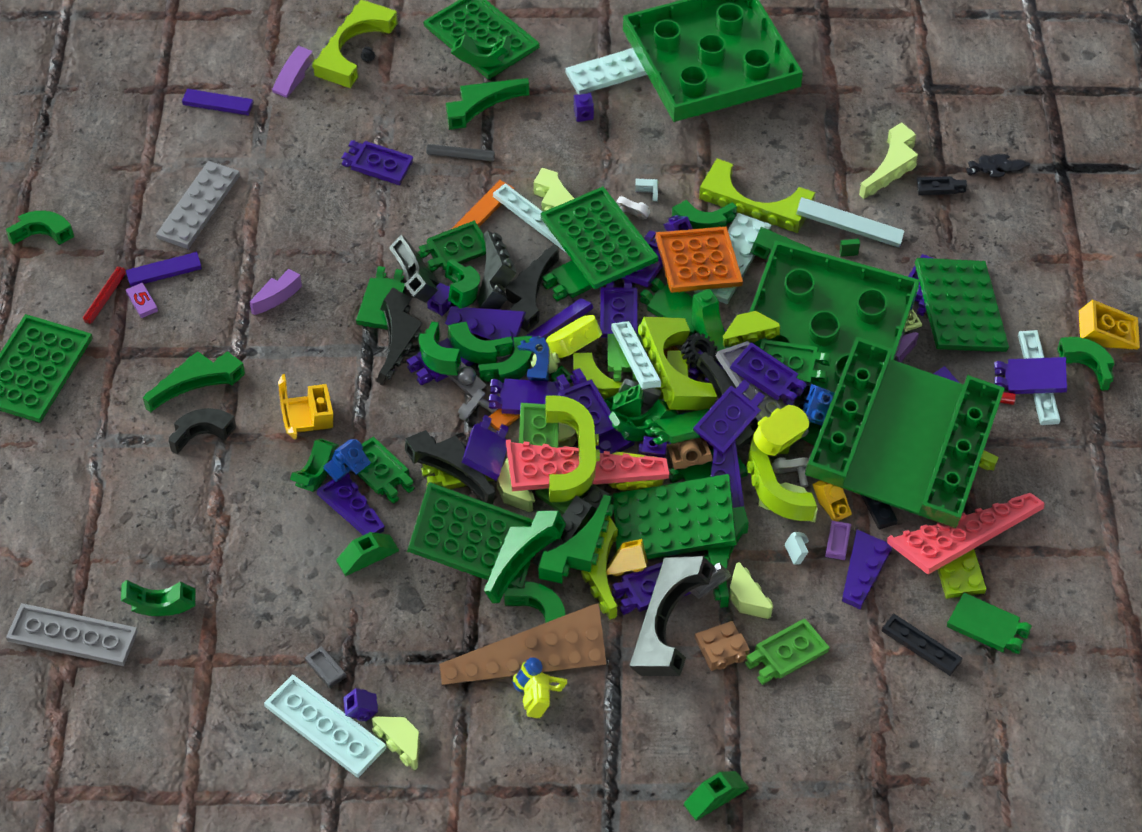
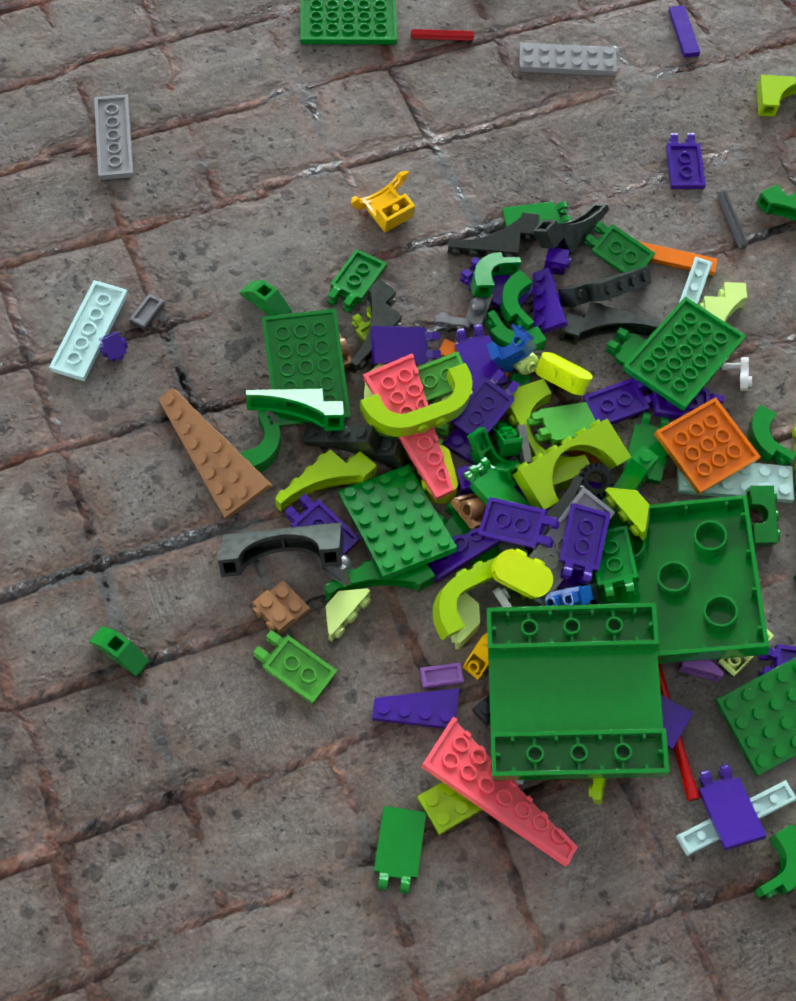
camera: 65 degrees right, 10 degrees up
(141, 300) = (449, 60): medium lavender tile -> none
(158, 602) = (159, 171): green arch -> none
(163, 269) = (488, 62): dark purple tile -> none
(194, 374) = (389, 118): green arch -> none
(201, 422) = (340, 137): pearl dark grey arch -> none
(276, 292) = (501, 141): medium lavender slope -> none
(293, 71) = (747, 66): medium lavender slope -> none
(313, 473) = (333, 235): green arch -> none
(350, 454) = (340, 244): blue tile -> none
(351, 505) = (310, 272): dark purple wing -> none
(399, 737) = (92, 388): yellowish green slope -> none
(465, 286) = (571, 273): green arch -> none
(536, 687) = (173, 467): neon yellow piece -> none
(562, 319) = (580, 359): dark purple tile -> none
(580, 550) = (327, 454): green arch -> none
(628, 557) = (337, 497): yellow slope -> none
(636, 355) = (558, 426): light aqua tile -> none
(647, 185) = (780, 381): light aqua tile -> none
(678, 223) = (741, 416): dark purple brick -> none
(796, 547) = (418, 634): light aqua tile -> none
(922, 644) = (348, 788): black plate -> none

